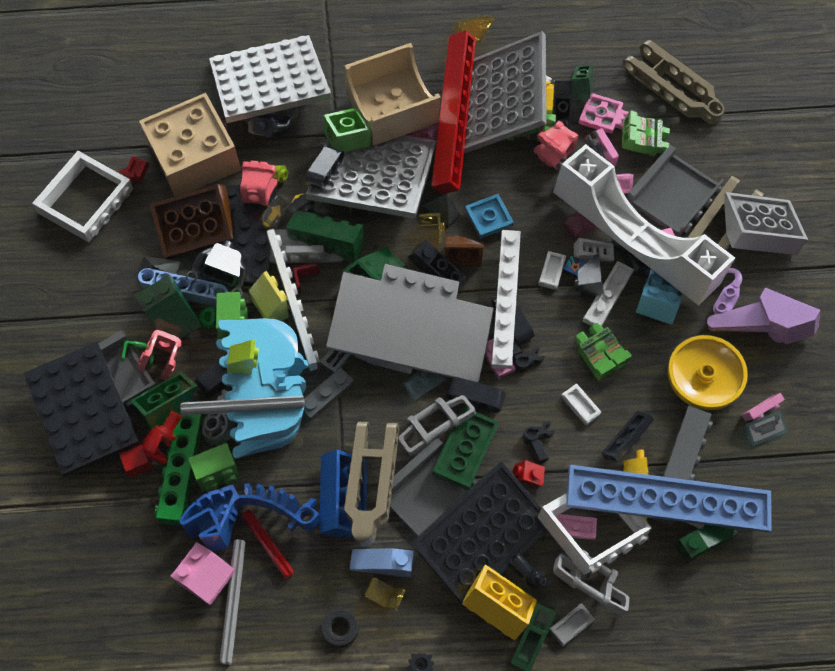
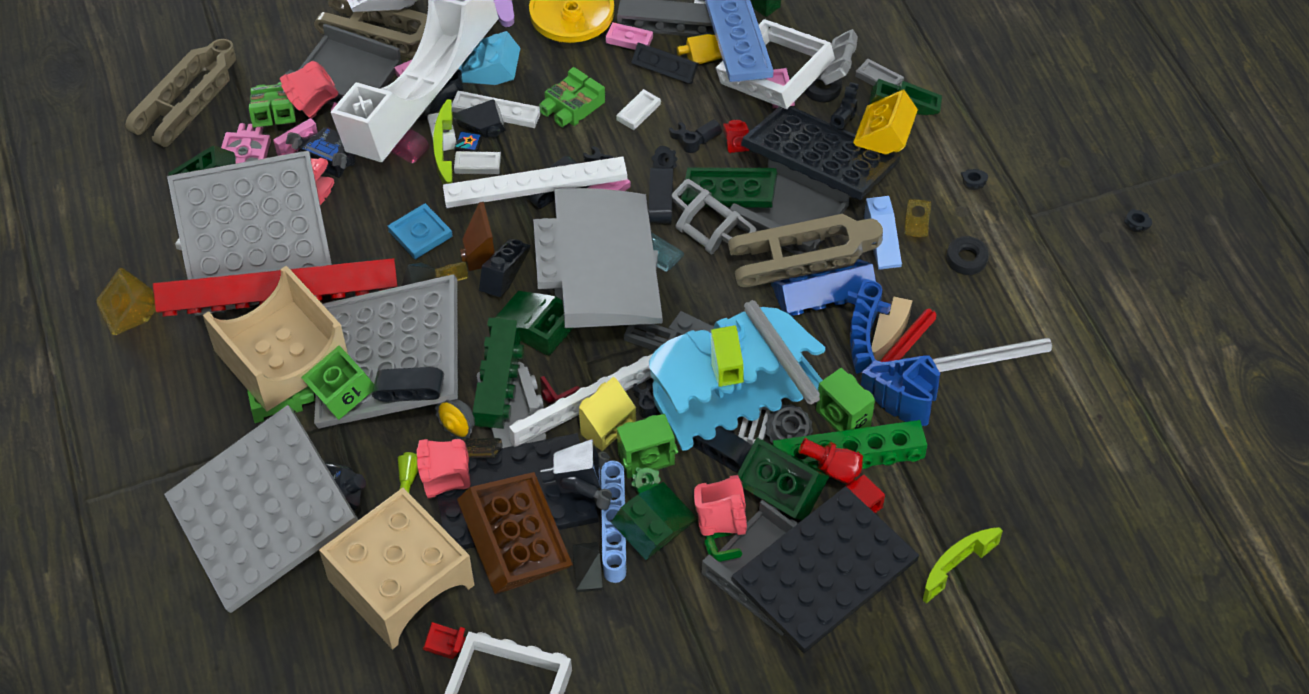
camera: 105 degrees left, 10 degrees down
(64, 532) = (979, 542): none -> lime slope
(203, 573) = (968, 385): bright pink slope -> none
(280, 532) = (891, 327): none -> tan slope
(515, 408) = (661, 156): none -> black animal
(542, 239) = (443, 122): none -> lime slope
(644, 152) = (309, 88): none -> coral piece
(667, 415) = (628, 36): none -> bright pink plate

